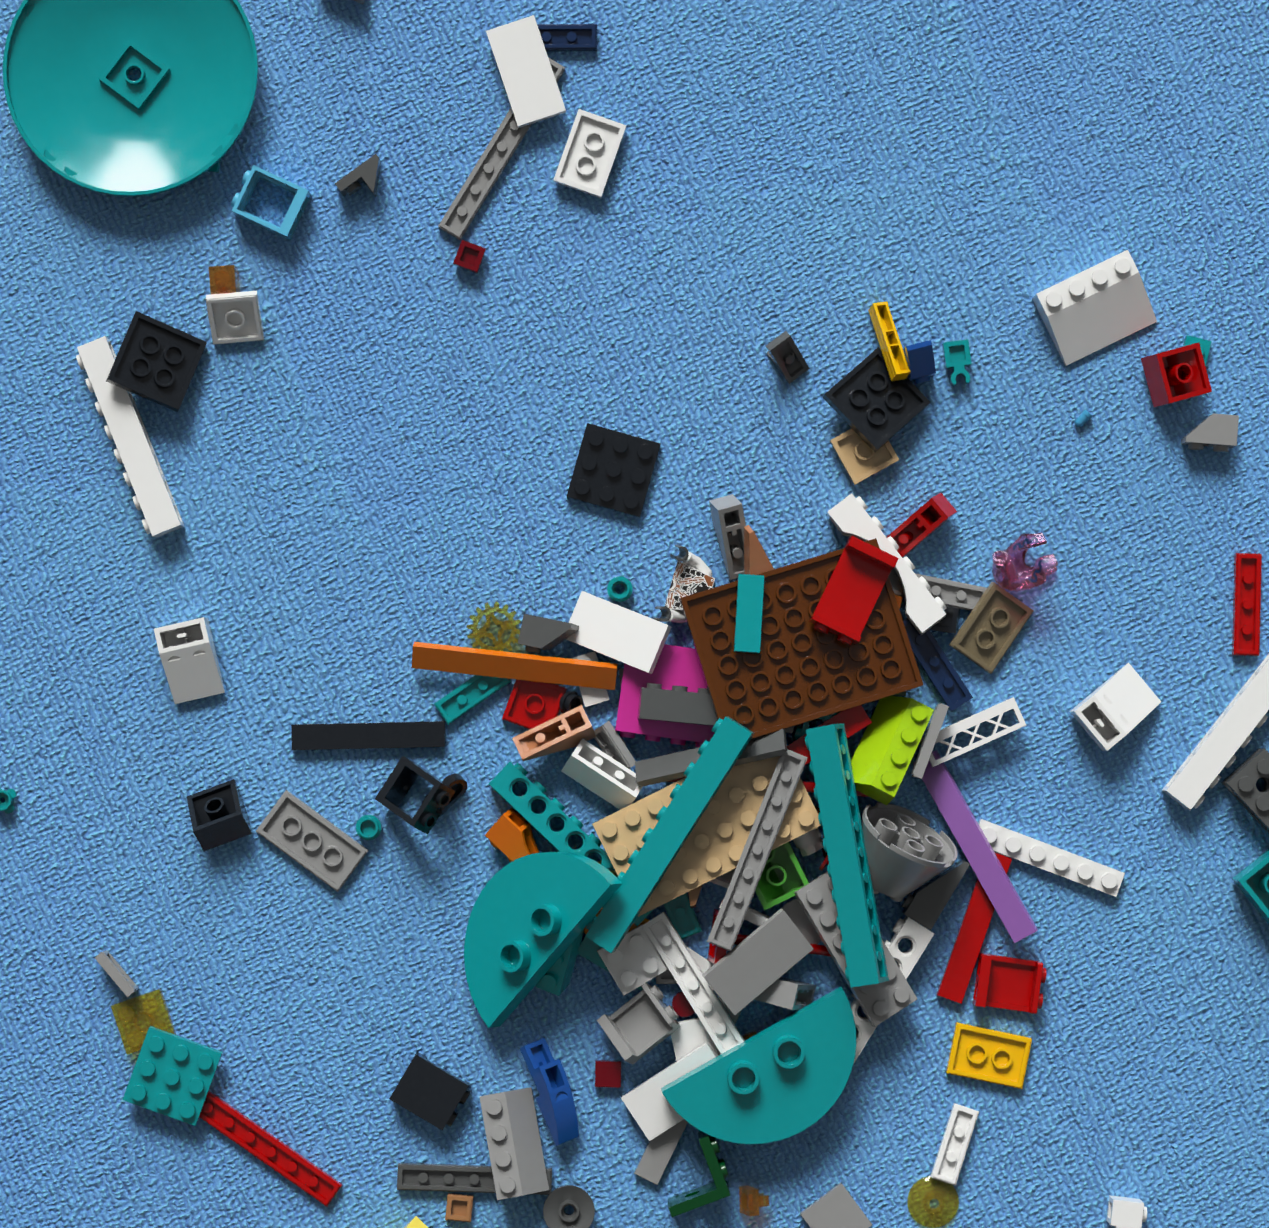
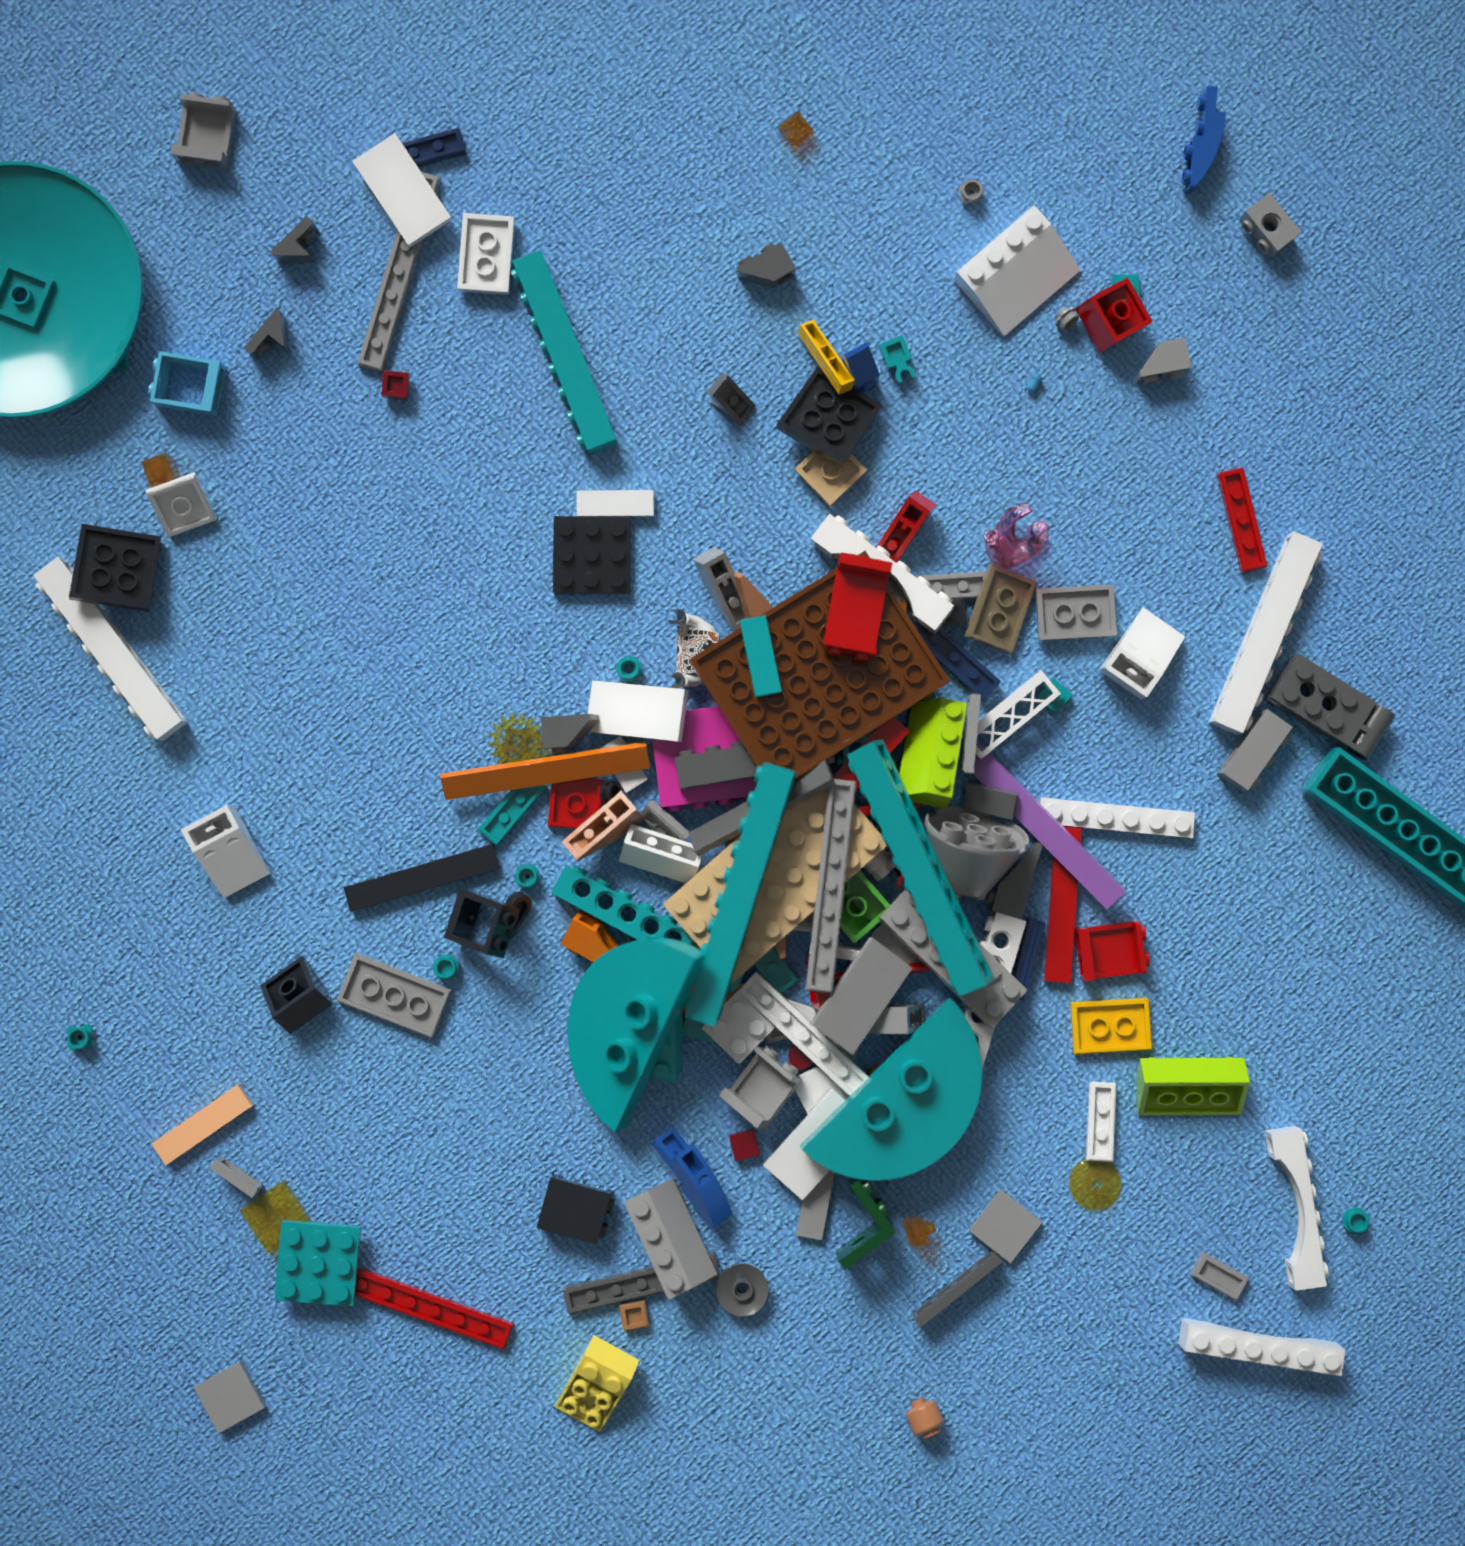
camera: 15 degrees left, 0 degrees up
(54, 1180) = (229, 1396): none -> light grey tile
(97, 914) = (202, 1124): none -> light nougat tile
(405, 97) = (290, 247): none -> dark grey slope
(469, 768) = (525, 869): none -> teal plate
(640, 269) = (564, 352): none -> teal brick
(649, 426) = (616, 503): none -> white tile
(856, 240) = (768, 268): none -> dark grey slope
(919, 113) = (796, 130): none -> clear orange tile
(926, 966) = (1027, 952): none -> dark blue piece
(931, 808) = (990, 800): none -> dark grey tile
(1022, 732) = (1059, 701): none -> teal plate
(1050, 1134) = (1191, 1086): none -> lime slope
(1062, 650) = (1076, 612): none -> light grey plate
(1075, 212) = (976, 187): none -> light grey plate
(1130, 365) = (1066, 318): none -> light grey plate
(1198, 829) = (1255, 751): none -> light grey brick

